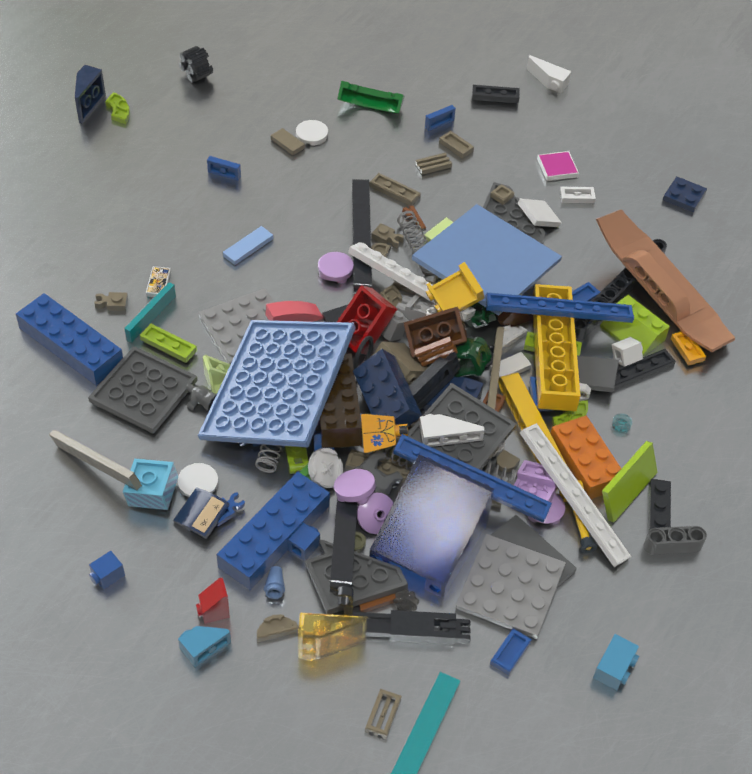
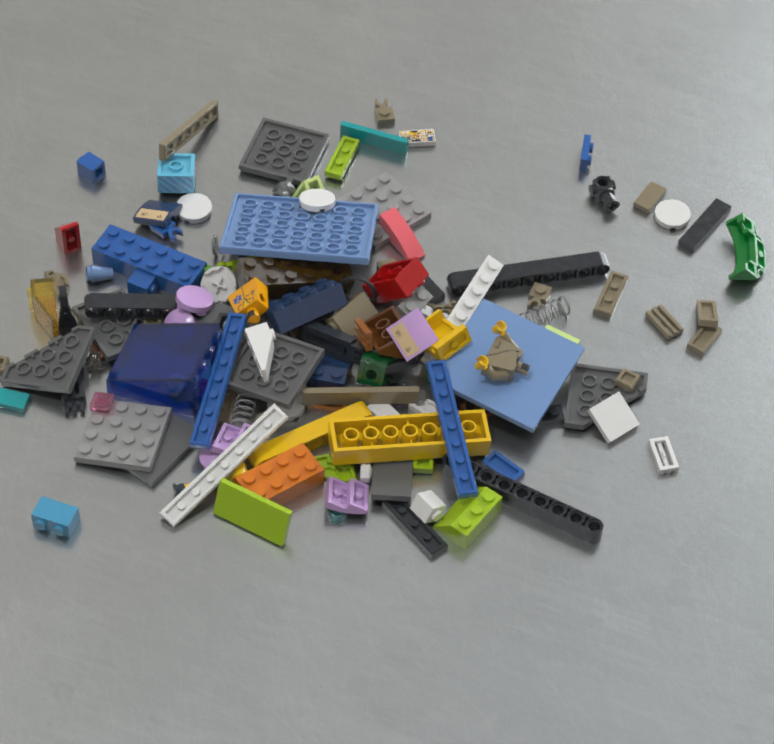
camera: 80 degrees right, 0 degrees up
(69, 338) = (326, 90): blue brick -> none
(88, 91) = (645, 28): dark blue slope -> none
(119, 107) = (647, 63): lime tile -> none
(195, 63) = (729, 98): black brick -> none
(203, 643) = (31, 237): dark azure slope -> none
(237, 363) = (317, 199): none -> white tile
(248, 245) = (487, 192): light blue tile -> none
(274, 165) = (603, 190): none -> black connector
(330, 116) = (704, 225): none -> black tile
(335, 267) = (474, 256): lavender tile -> none
(383, 248) = (514, 294): dark tan tile -> none
(411, 637) = (55, 365): none -> dark grey plate
(412, 208) = (576, 315): dark orange piece -> none
(433, 134) = (707, 313): none -> dark tan tile
(440, 118) = (737, 316): blue tile -> none
(459, 306) = (412, 334): none -> lavender slope
(471, 596) = (102, 402): none -> clear pink tile
(491, 252) = (503, 357): none -> dark tan torso
(510, 651) = (58, 443): blue tile -> none
(557, 166) = (705, 433): dark pink tile -> none
(608, 409) = (346, 497): none -> lavender slope
(659, 504) = (238, 549): black plate -> none
(664, 282) = (531, 528): nougat piece -> none
(666, 537) = (196, 550): dark grey beam -> none
(684, 194) = (704, 559): dark blue plate -> none
(688, 348) = (454, 565): light orange plate -> none

